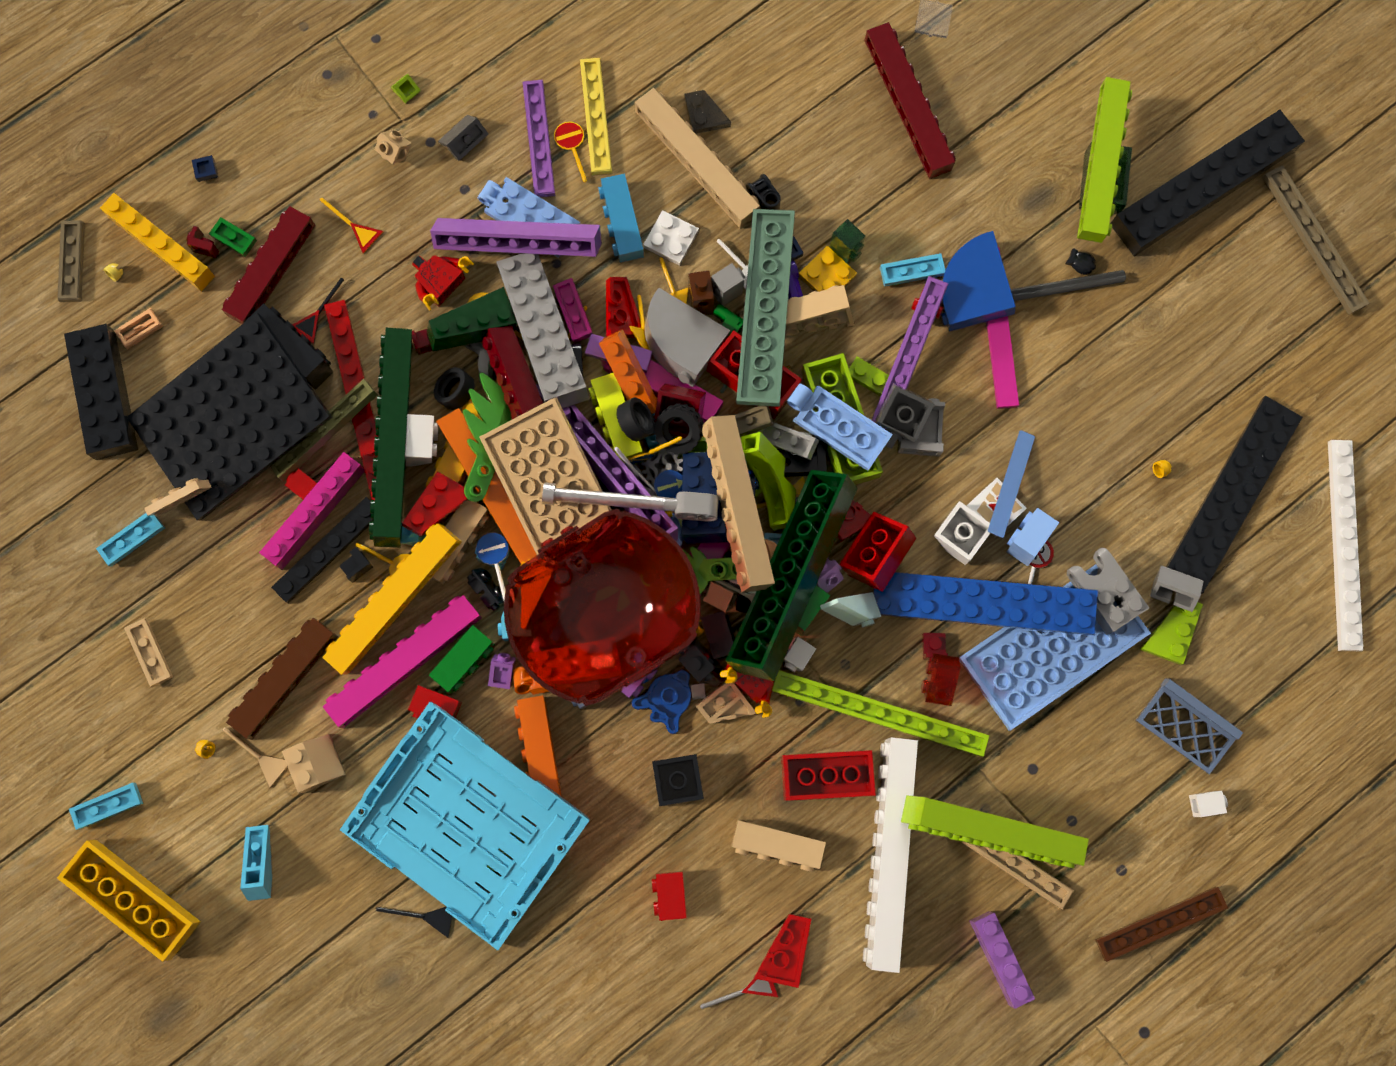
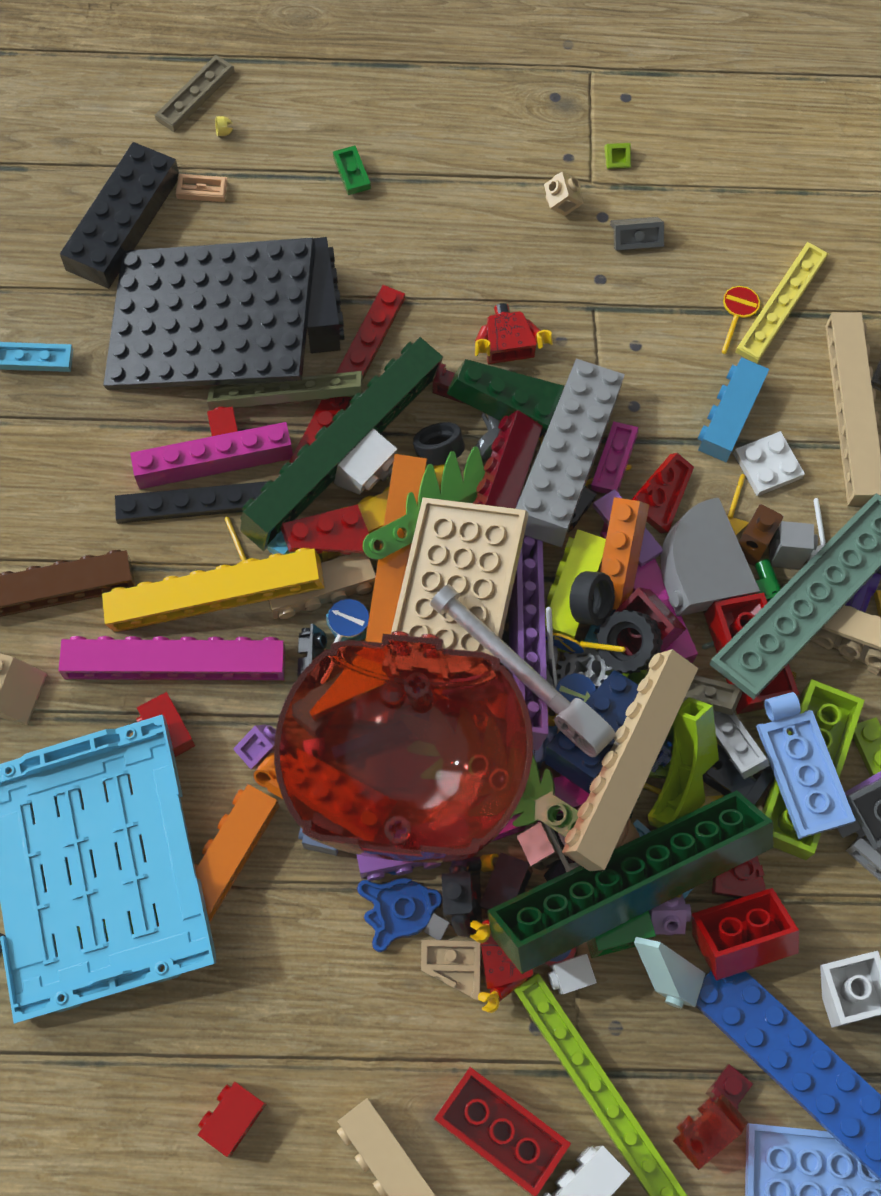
camera: 40 degrees right, 10 degrees down
(157, 242) = (282, 128): yellow brick -> none
(177, 496) = (103, 349): tan plate -> none
(201, 245) = (317, 155): dark red bracket -> none
(204, 168) = (377, 97): dark blue plate -> none
(269, 265) = (366, 213): dark red brick -> none
(308, 325) = (353, 293): black piece -> none
(356, 565) = (209, 536): black panel -> none
(365, 235) = (472, 253): yellow piece -> none
(462, 660) = (229, 703): green brick -> none
(516, 237) = (616, 351): medium lavender brick -> none
(521, 205) = (643, 344): light blue hinge -> none
(538, 138) = (708, 284): medium lavender tile -> none
(639, 333) = (664, 526): yellow piece -> none
(677, 780) = (339, 1001): black brick -> none

